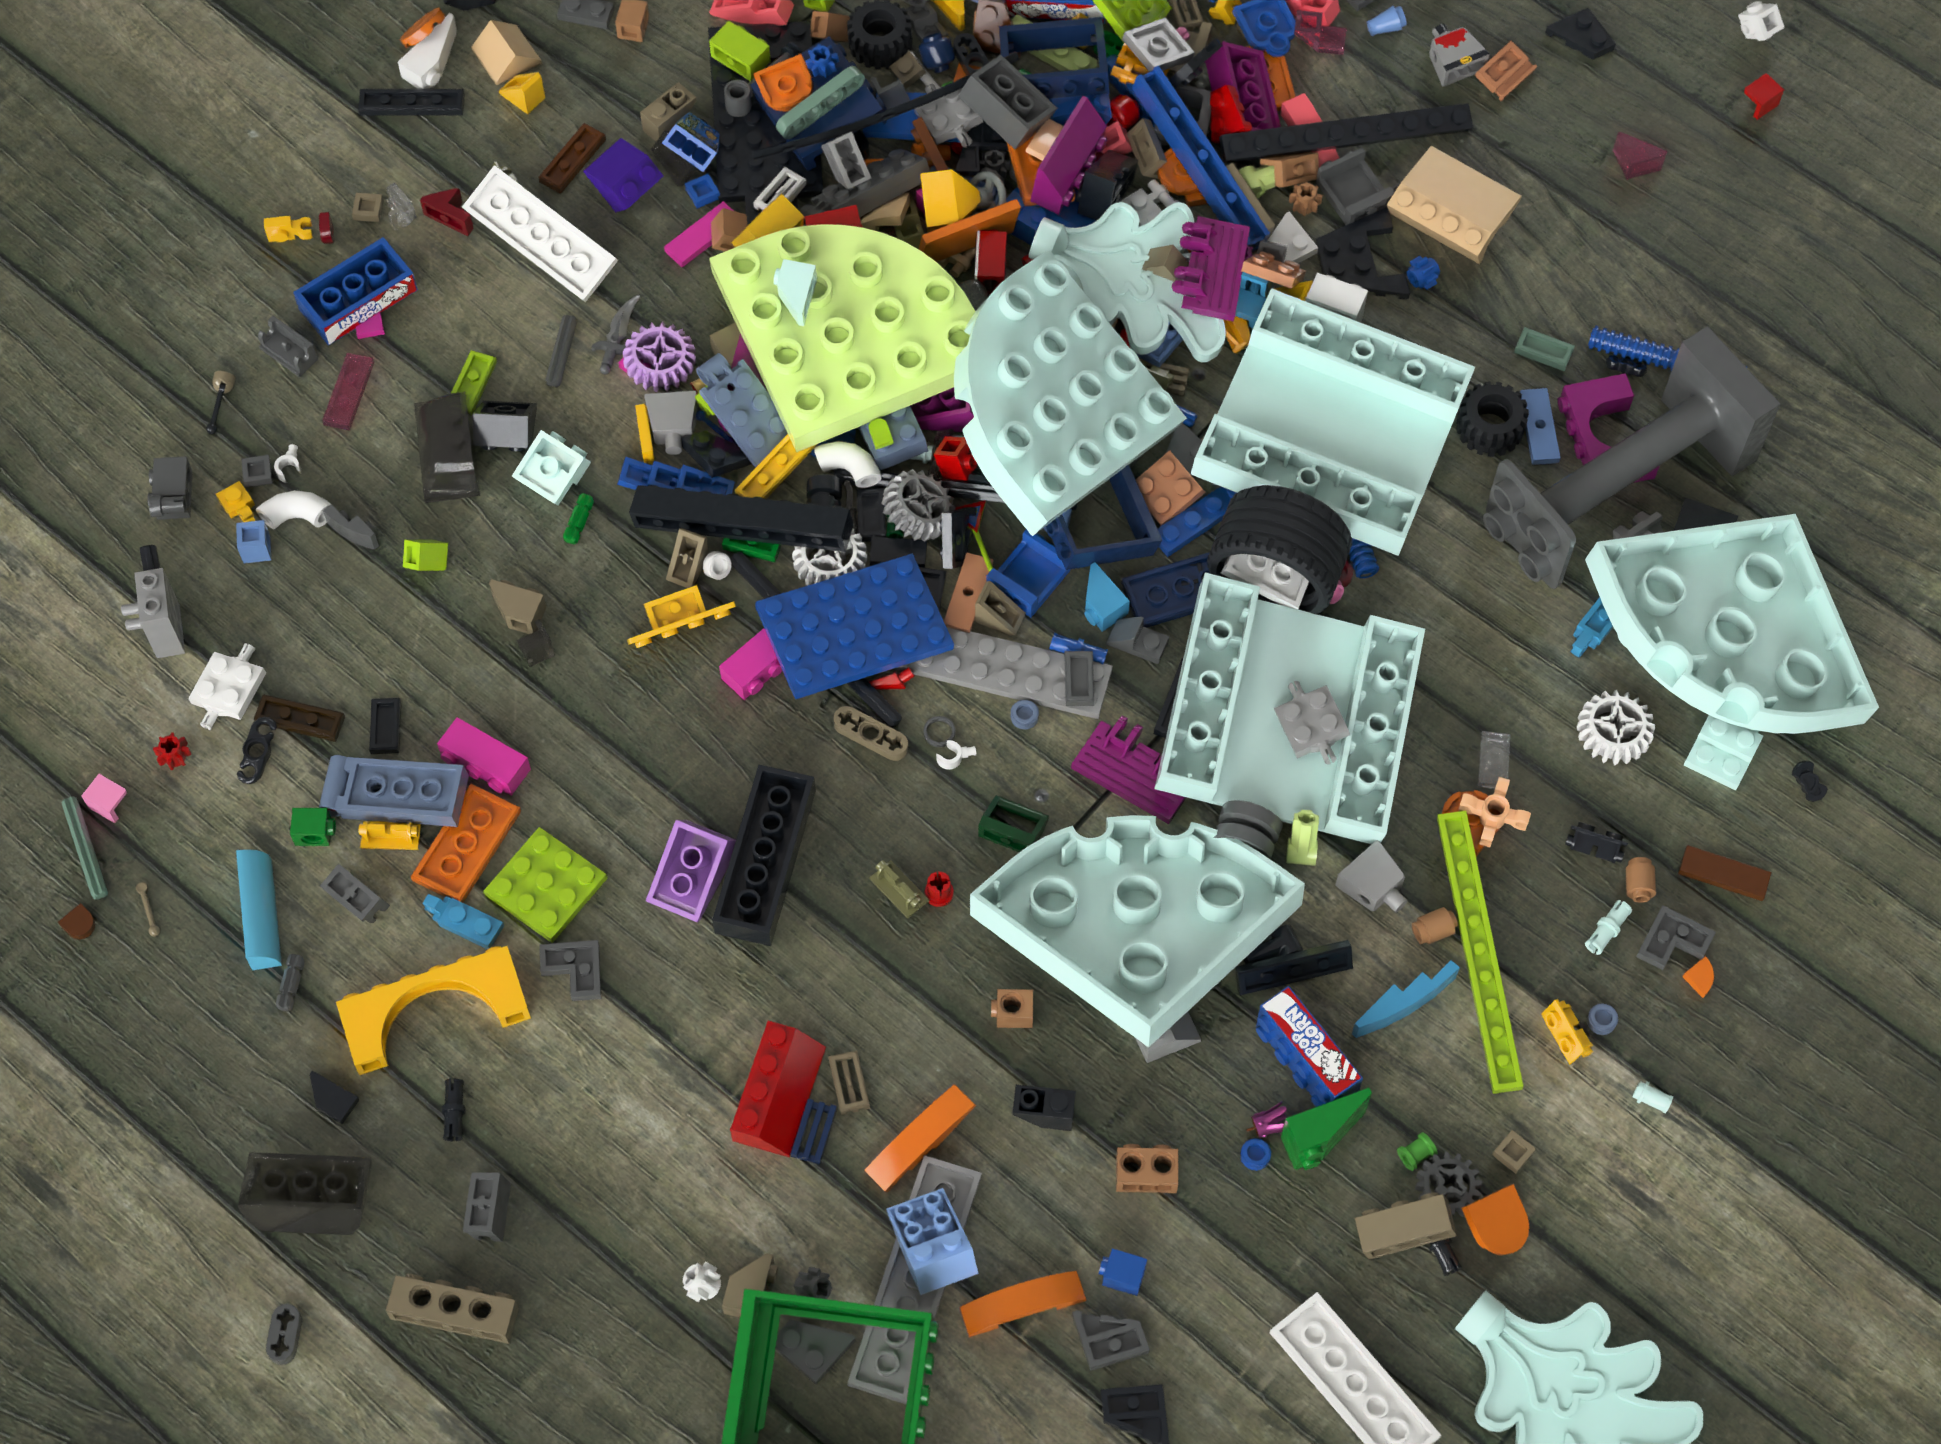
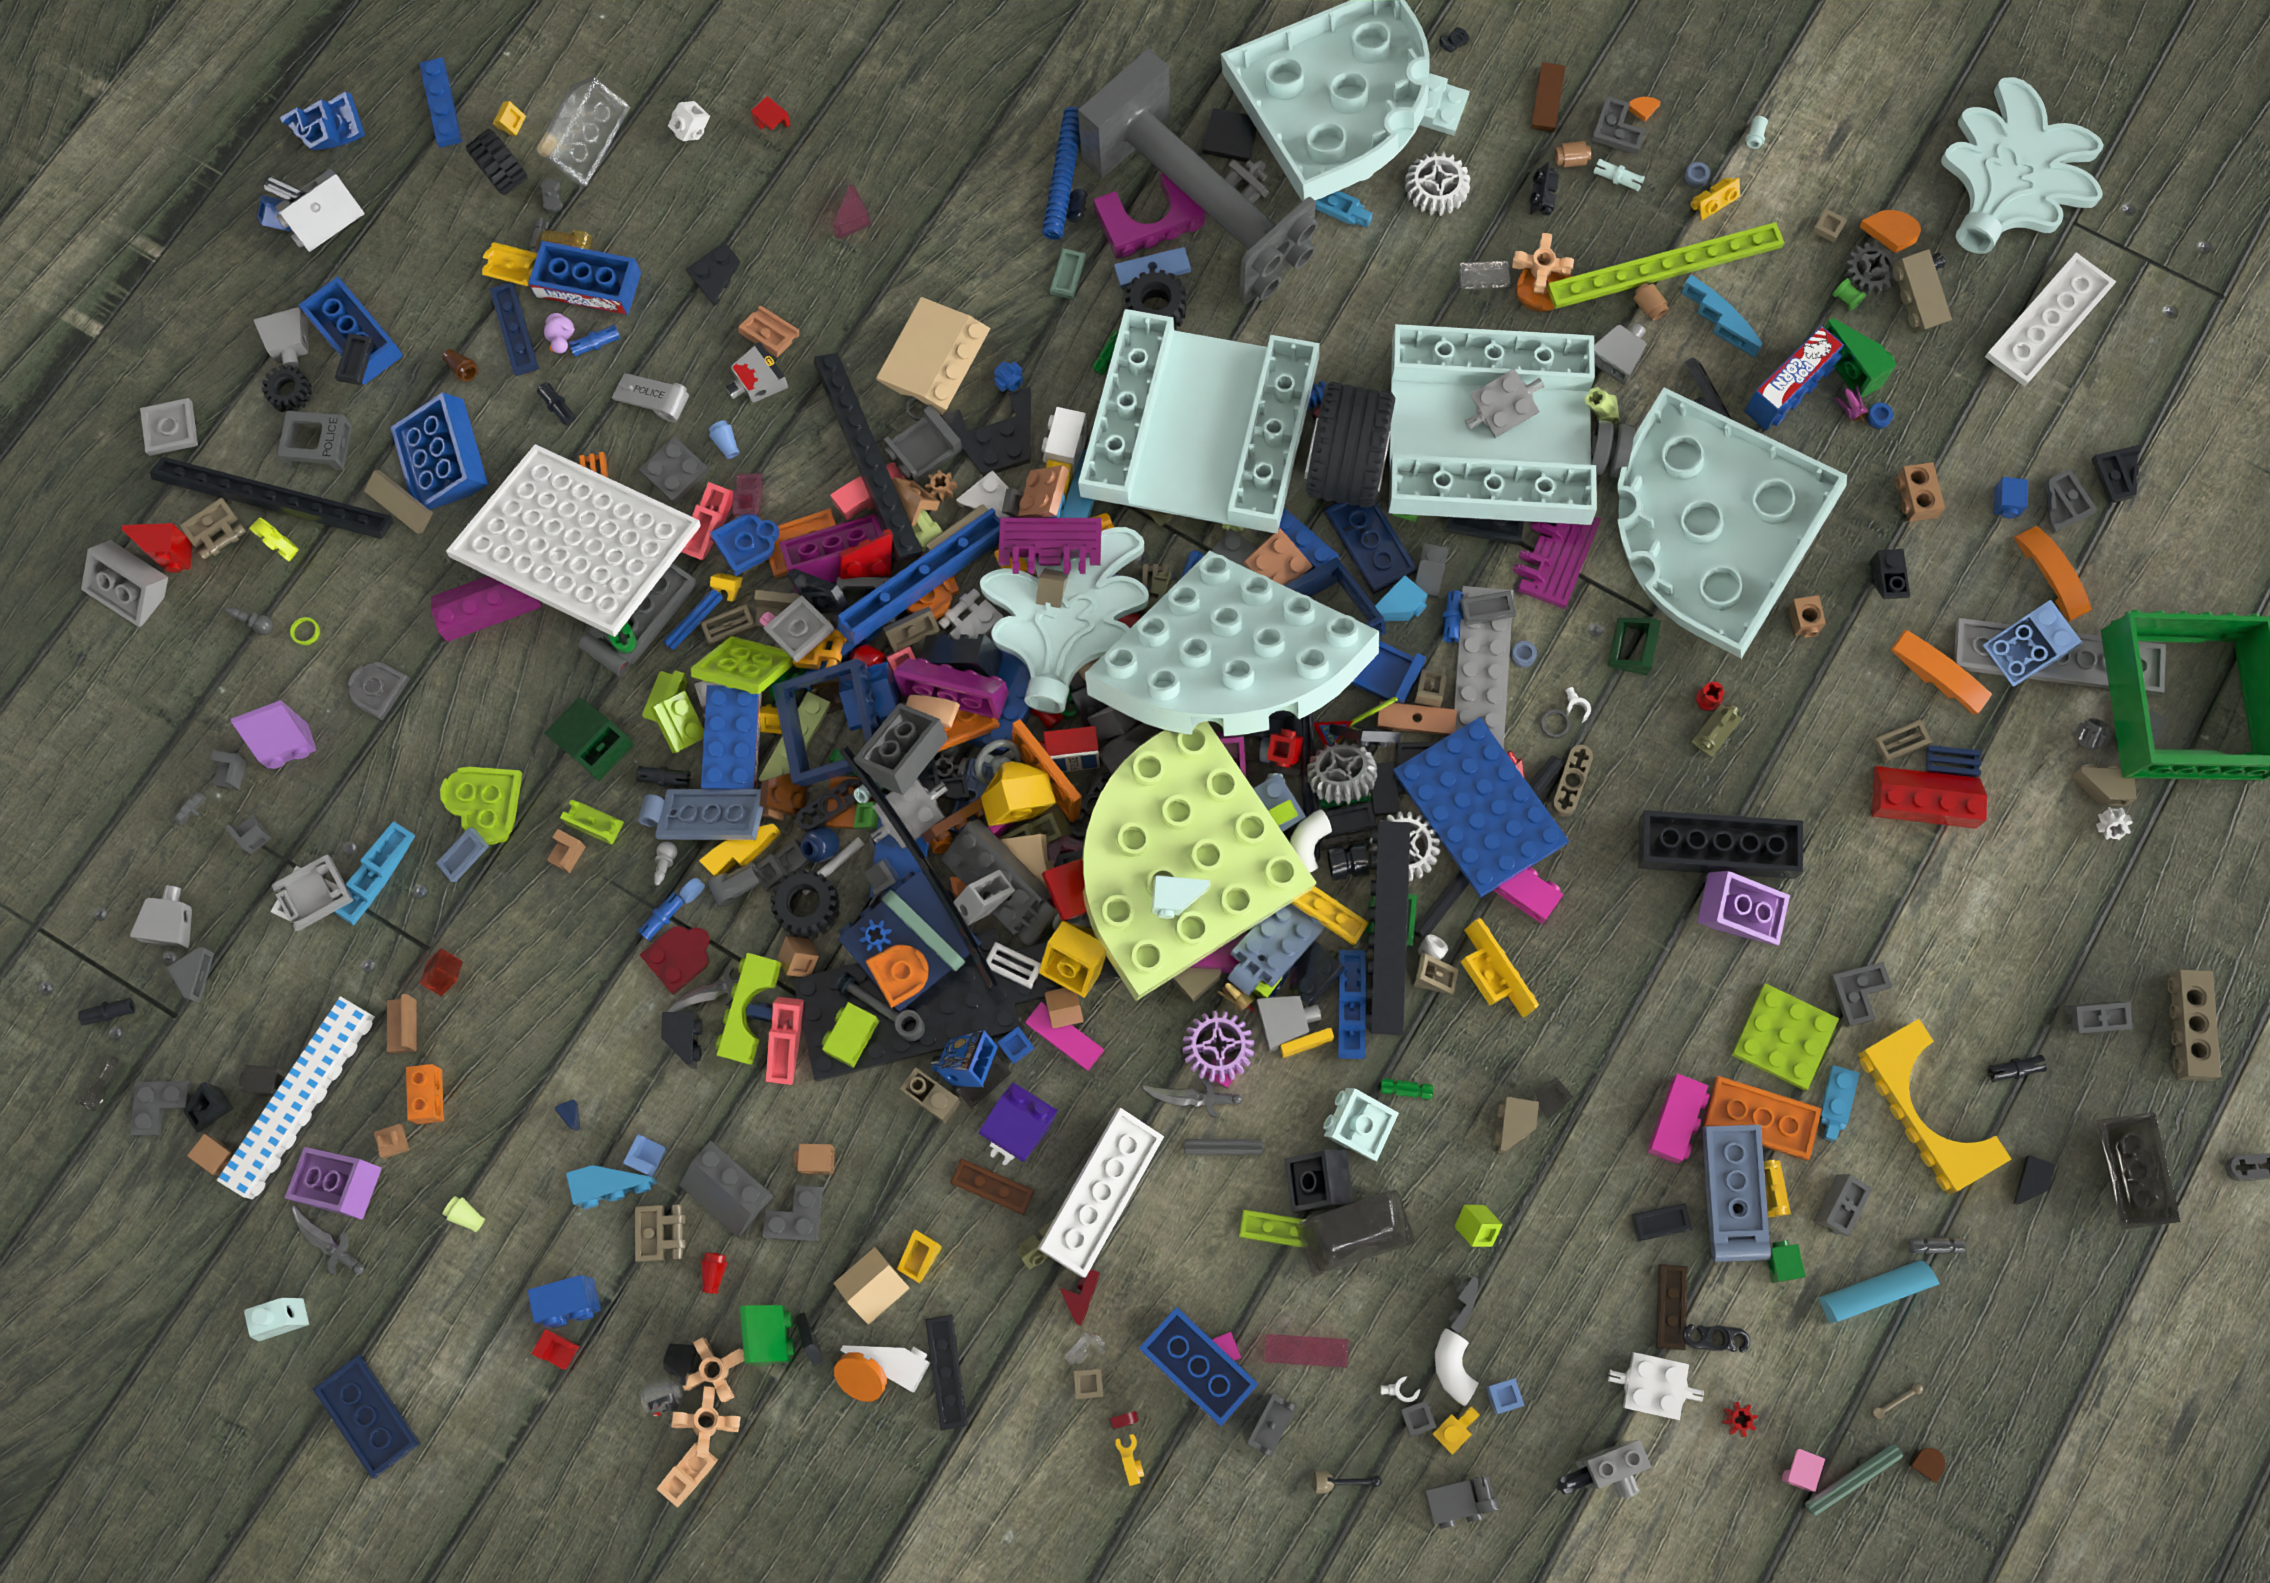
camera: 95 degrees left, 10 degrees up
(907, 69) = (839, 873): dark tan plate -> none

